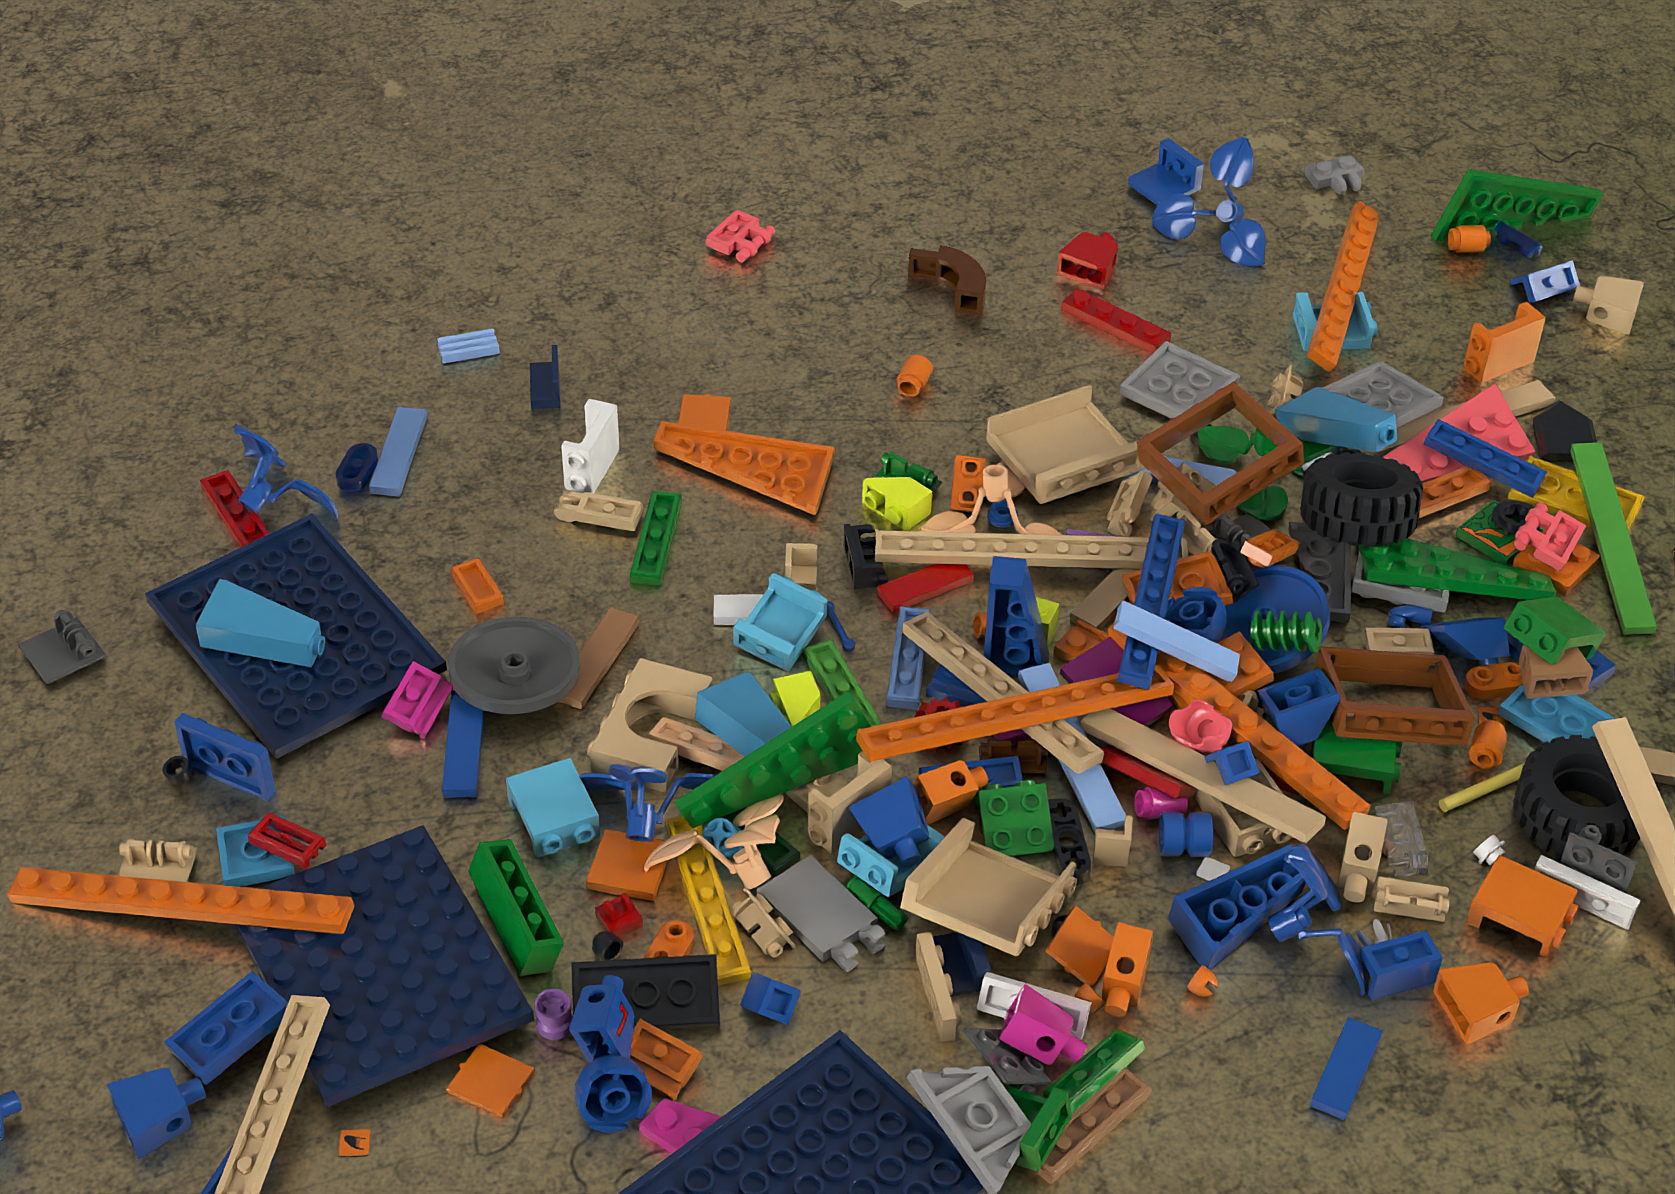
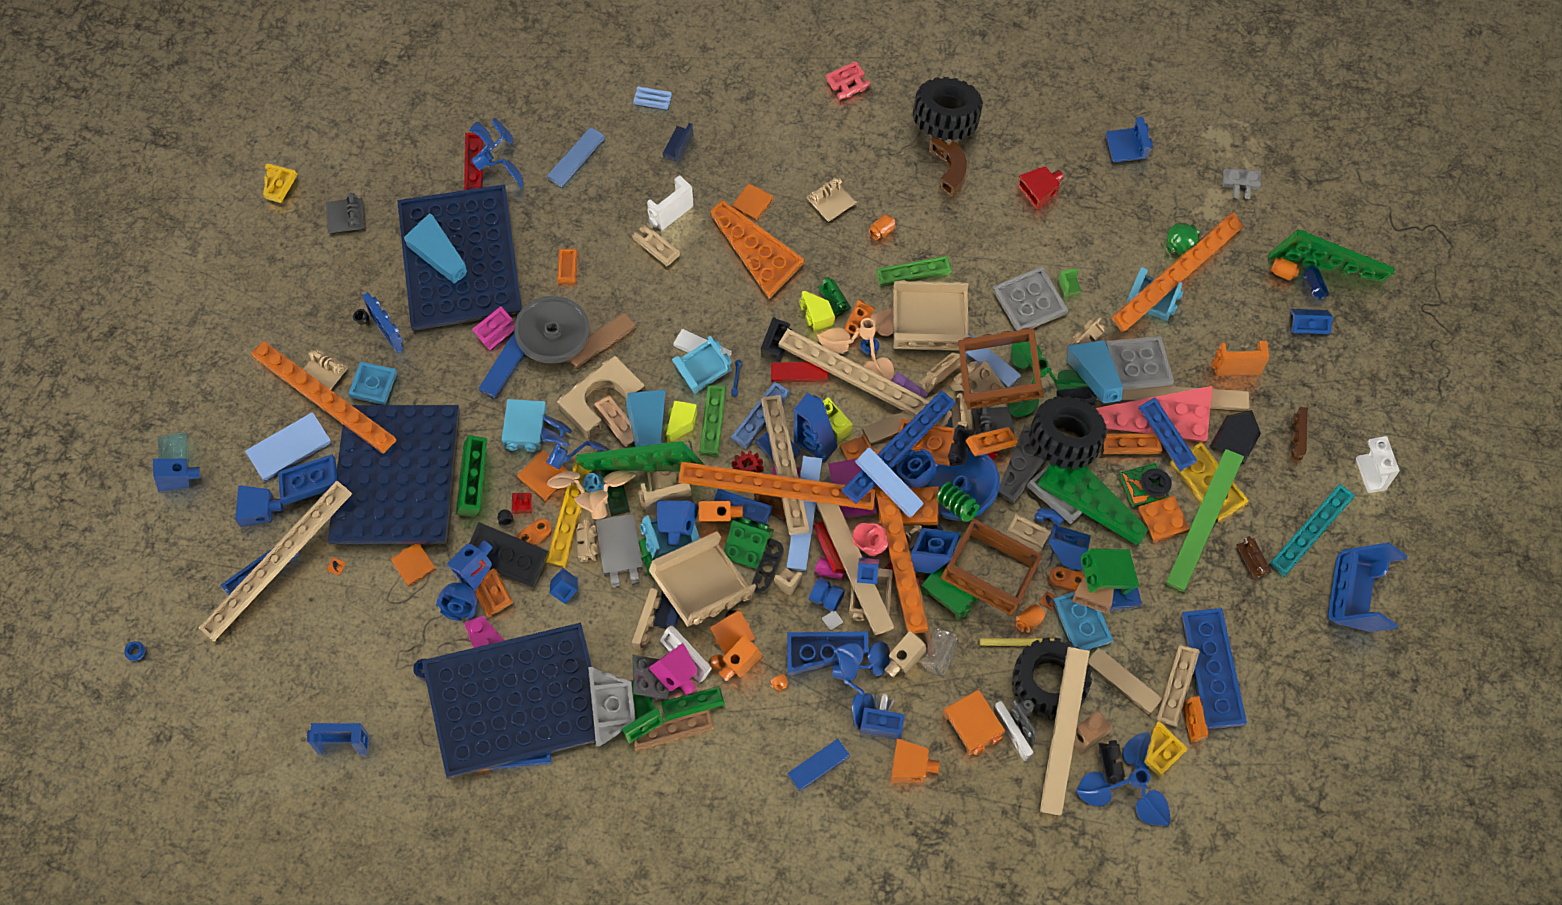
camera: 30 degrees right, 20 degrees up
(157, 1002) = (288, 447): none -> light blue tile
(282, 843) = (394, 397): red tile -> none
(356, 467) = (546, 160): clear blue plate -> none
(553, 1014) = (455, 540): medium lavender wheel -> none
(656, 538) = (676, 276): green tile -> none
(802, 564) = (736, 333): tan panel -> none
(817, 370) = (831, 199): none -> tan hinge
(907, 211) = (947, 108): none -> black tyre
(974, 422) = (914, 271): none -> bright green tile
(1115, 321) = (1026, 236): red plate -> none
(1212, 348) = (1069, 283): none -> bright green panel
(1247, 239) = (1152, 163): blue plant -> none
(1317, 251) = (1182, 238): none -> green plant
(1411, 899) = (919, 688): tan hinge -> none
(1489, 850) = (983, 681): white plate -> none
(1557, 542) = (1164, 511): coral plate -> none
(1611, 302) = (1339, 355): tan torso -> none
(1642, 400) = (1299, 435): none -> reddish brown plate

